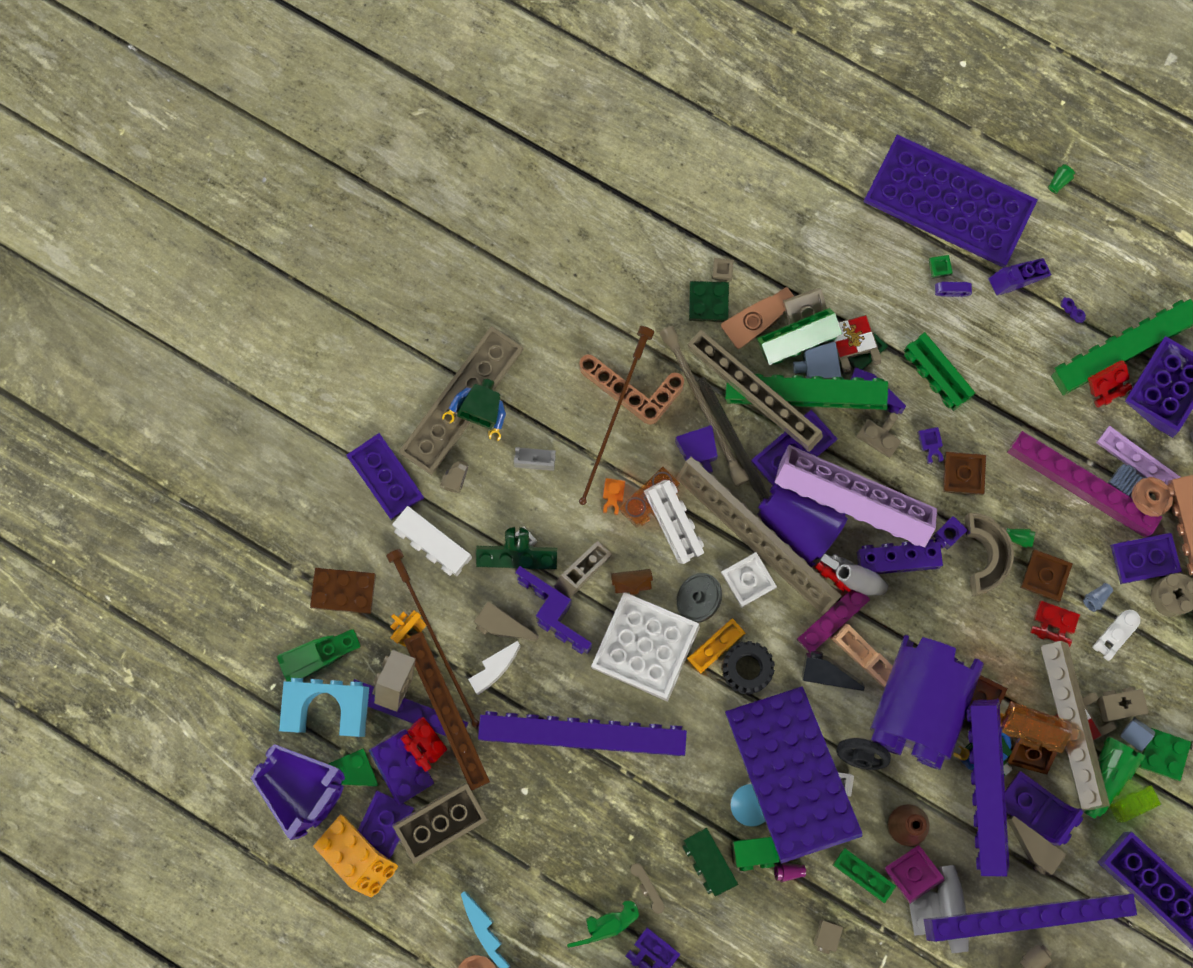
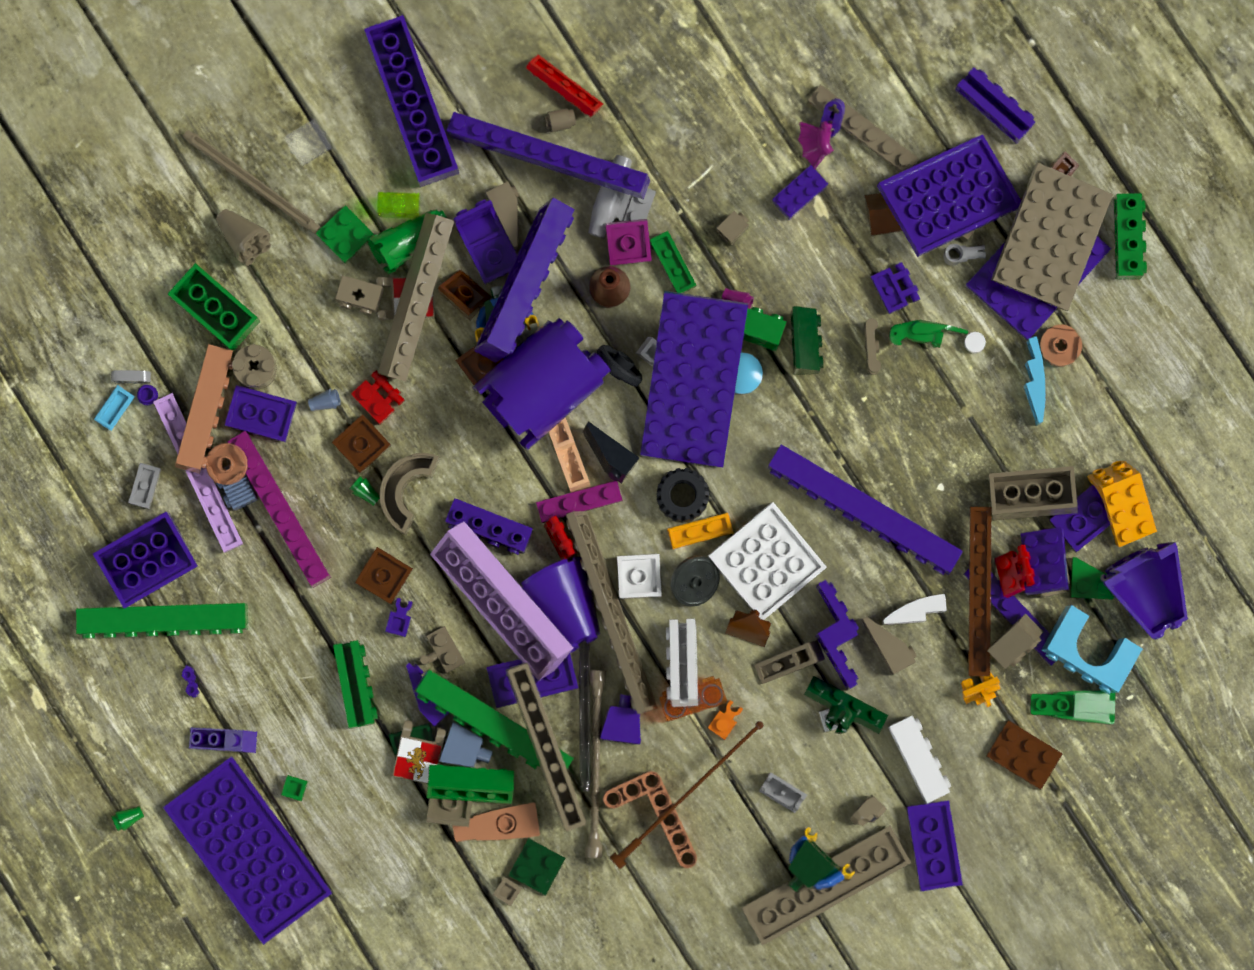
camera: 155 degrees left, 5 degrees up
(395, 557) = (960, 761): reddish brown piece -> none
(556, 940) = (974, 342): none -> white piece
(856, 576) = (546, 526): light grey plate -> none
(953, 289) = (295, 759): dark purple beam -> none
(955, 527) = (420, 524): dark purple brick -> none
(1035, 728) = (456, 309): clear orange piece -> none
(1107, 379) = (199, 595): red plate -> none
(1117, 633) = (325, 360): white plate -> none
(1137, 734) = (361, 262): sand blue panel -> none

